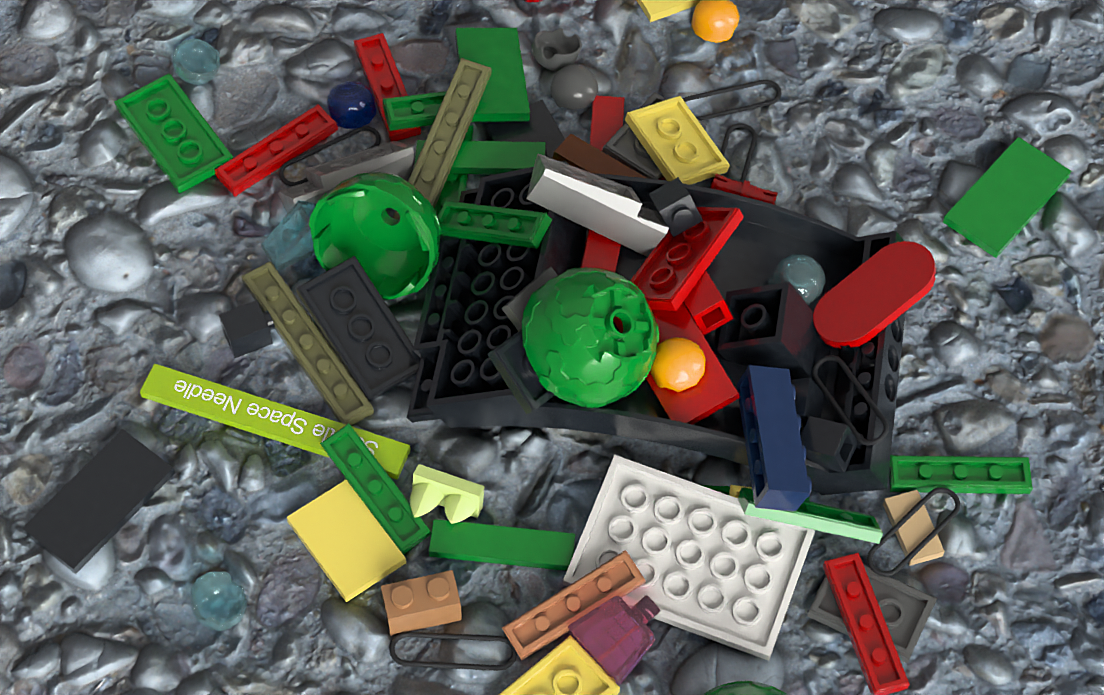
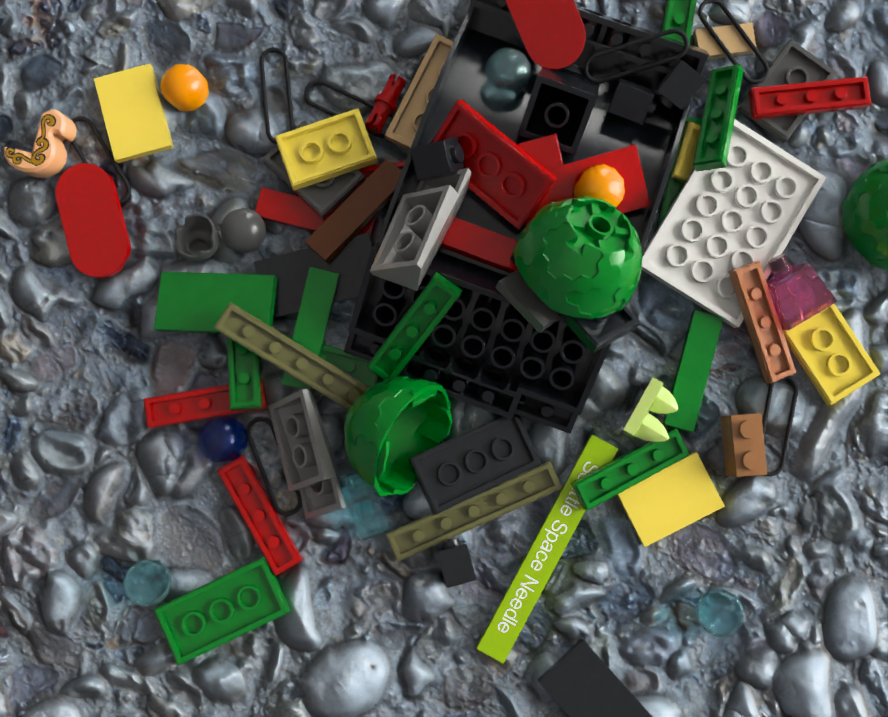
camera: 80 degrees left, 25 degrees up
(773, 439) = (681, 125): dark blue brick -> none

